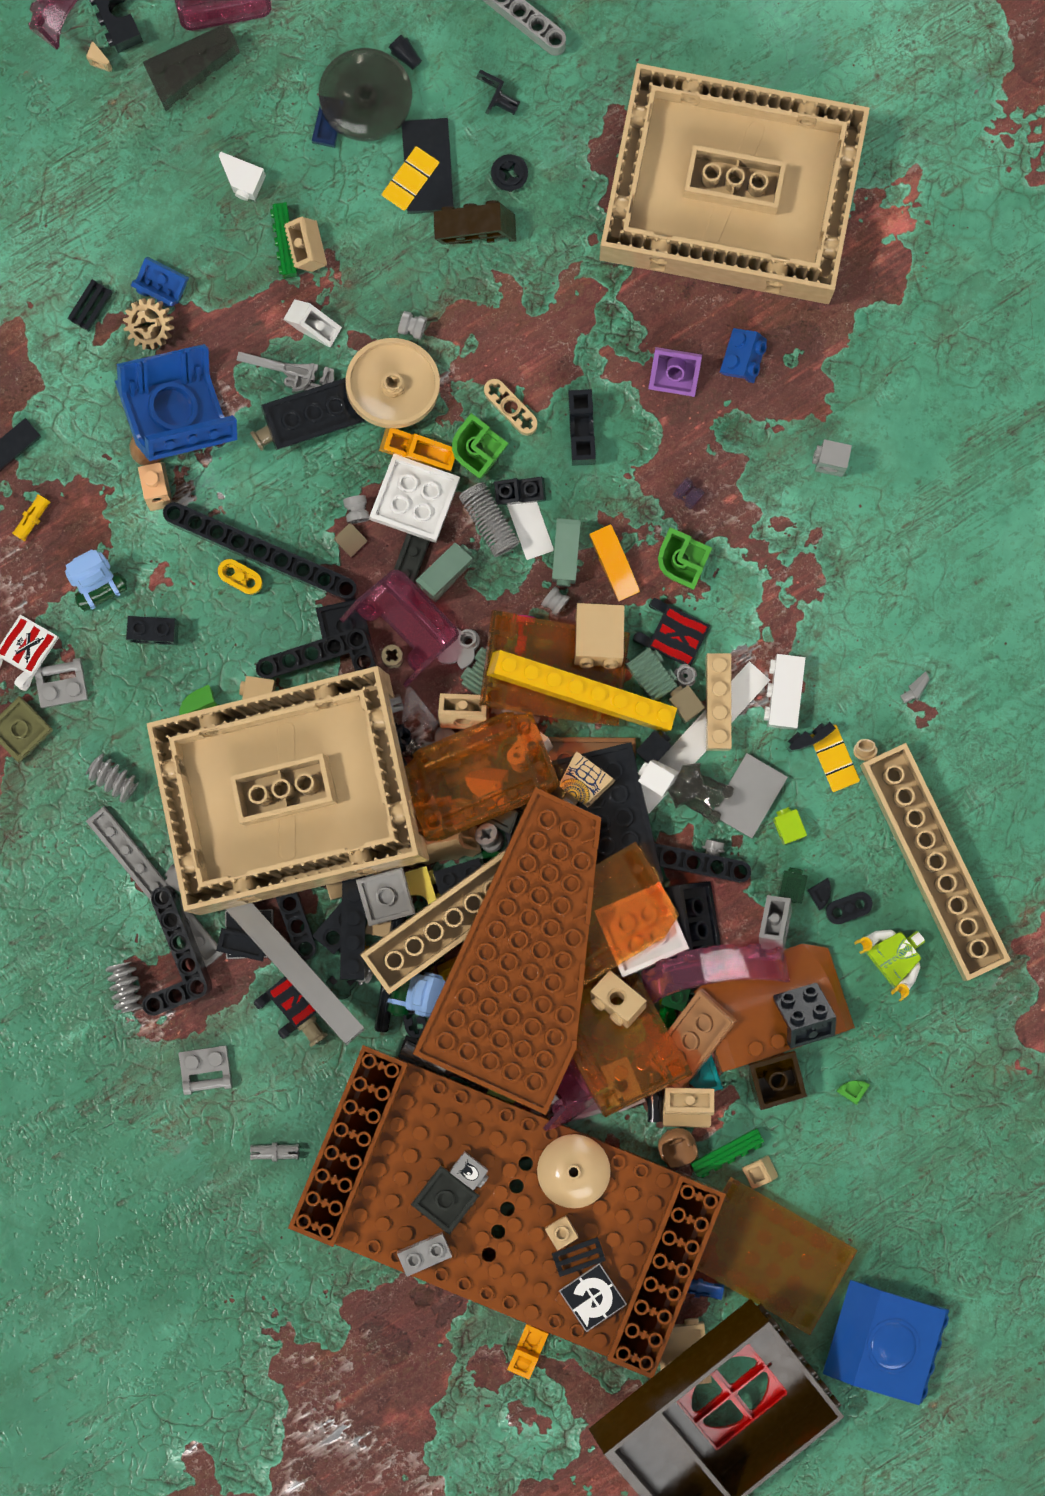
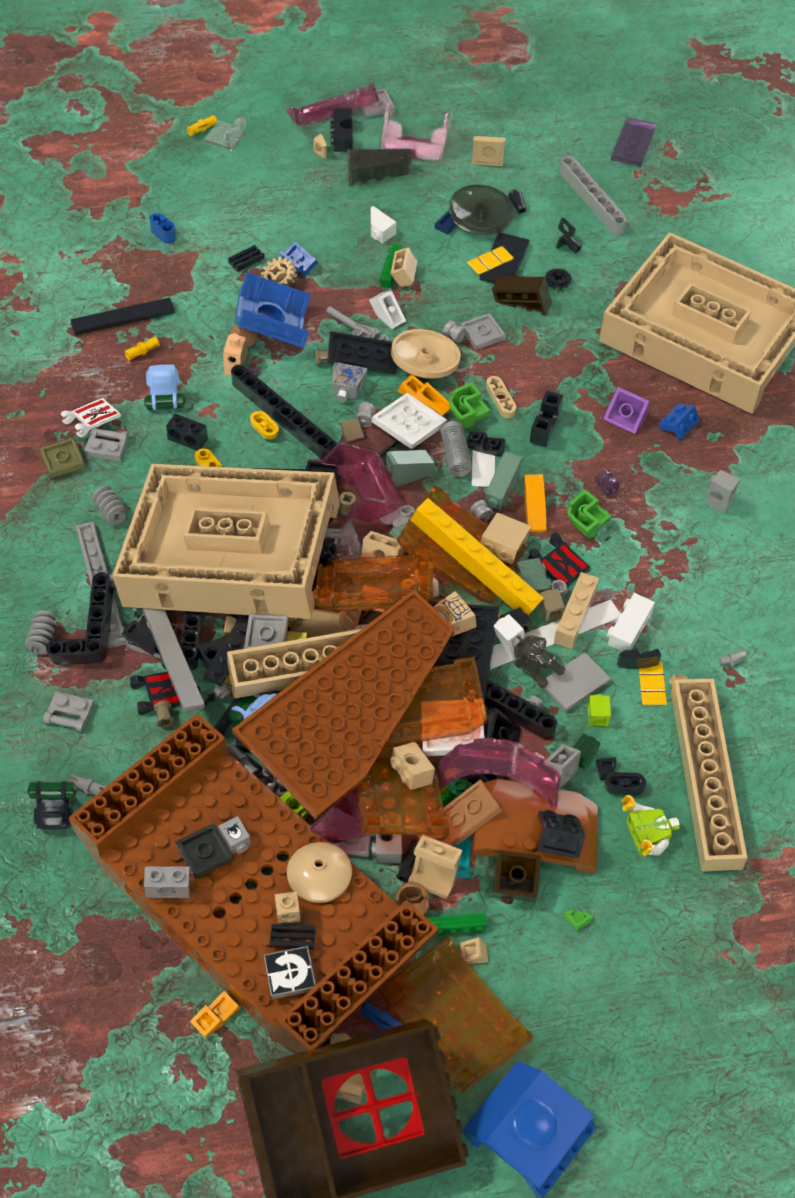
camera: 15 degrees right, 30 degrees down
(197, 661) = (206, 458): none -> yellow plate
(253, 1199) = (52, 803): none -> black piece
(312, 466) = (348, 381): none -> light grey torso
(446, 305) = (483, 331): none -> light grey tile

